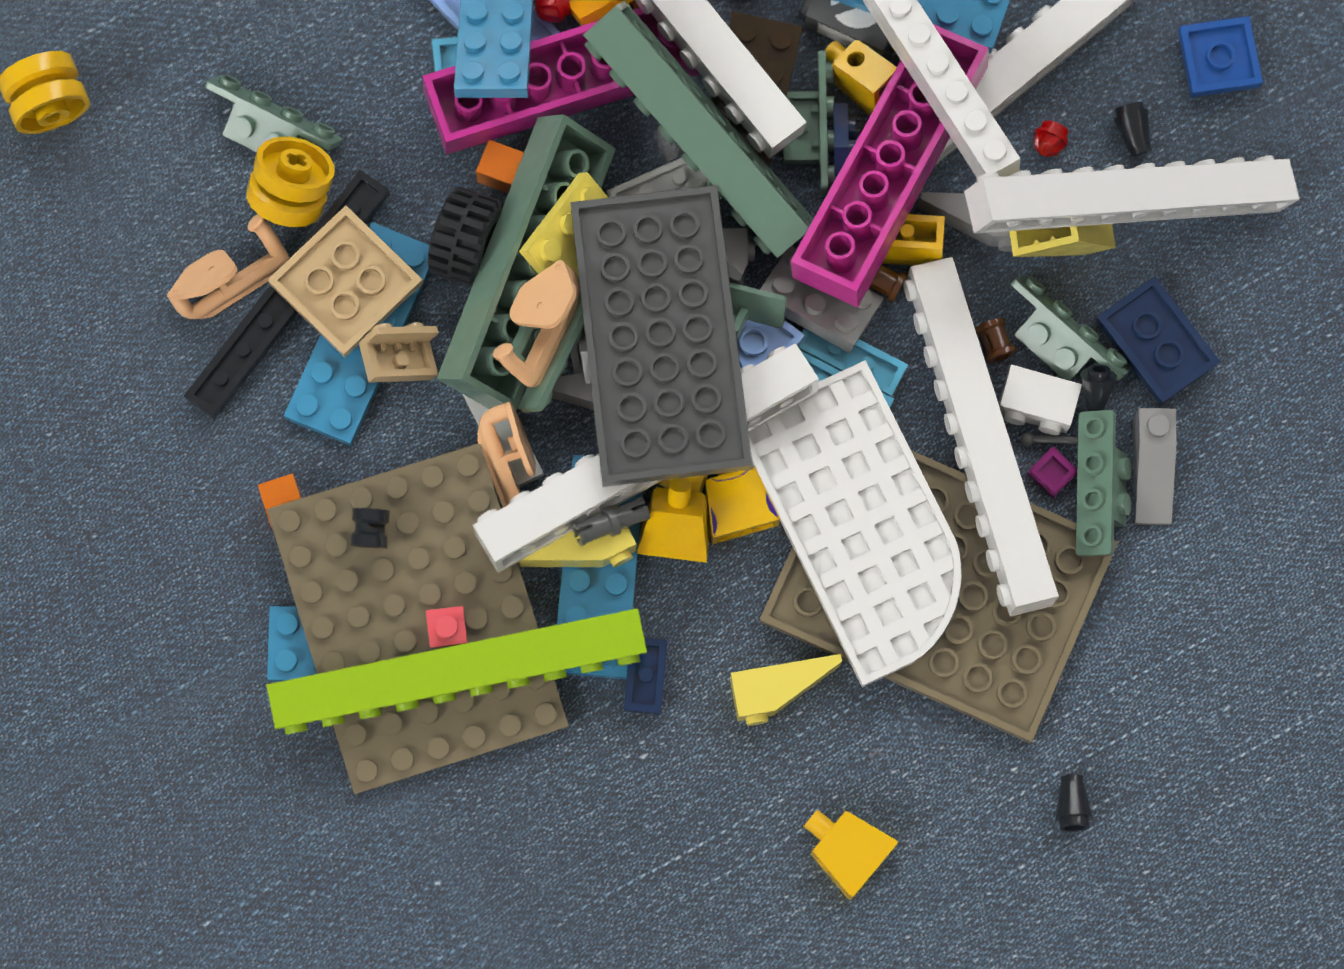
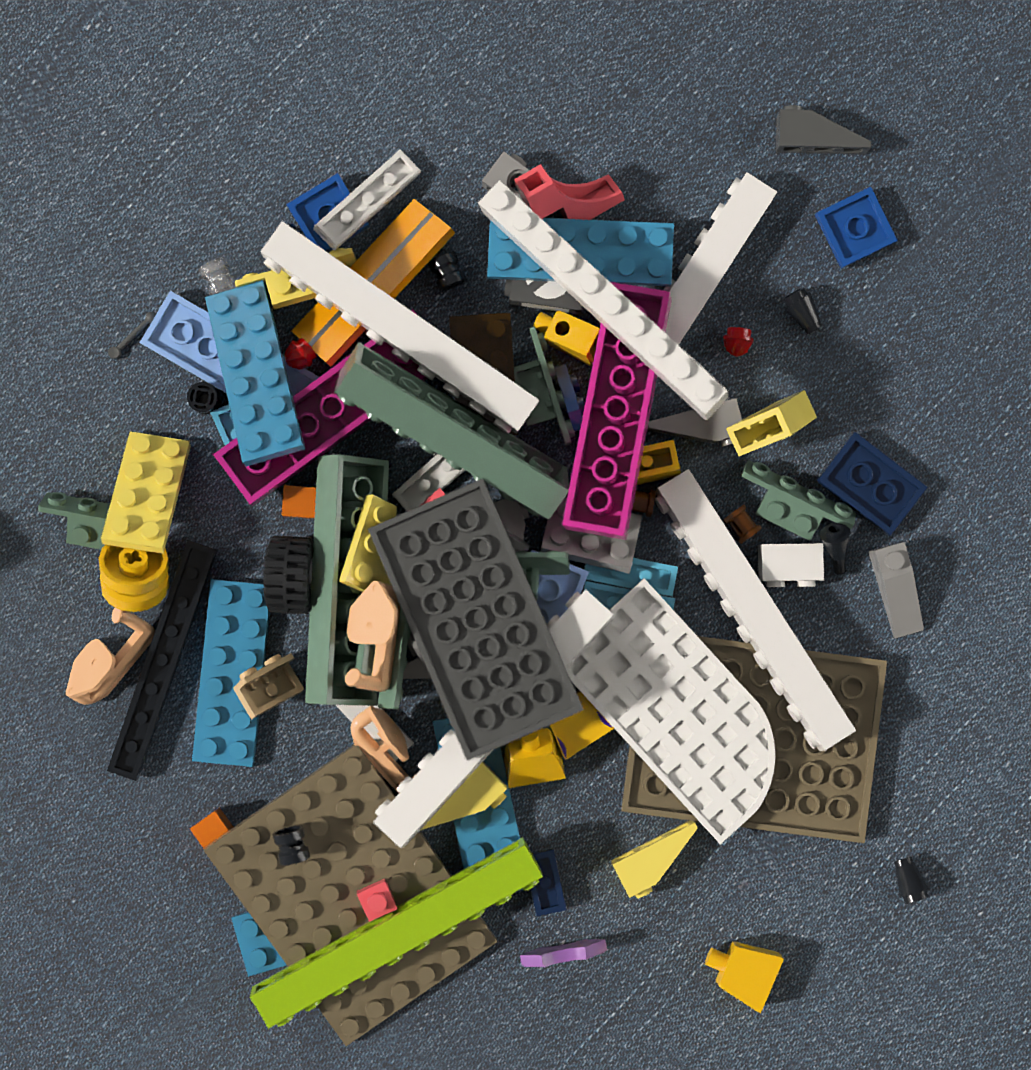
camera: 10 degrees left, 10 degrees up
(332, 101) = (146, 492): none -> light yellow plate
(345, 281) = (205, 640): tan plate -> none
(430, 28) = (206, 402): none -> black wheel
(611, 521) = (481, 780): dark grey pin -> none
(634, 759) = (552, 955): none -> medium lavender tile
(1028, 439) = (837, 582): dark grey hinge -> none
(1052, 472) = (818, 617): magenta tile -> none
(1100, 484) = (860, 620): sand green bracket -> none
(1130, 194) = (820, 383): white brick -> none

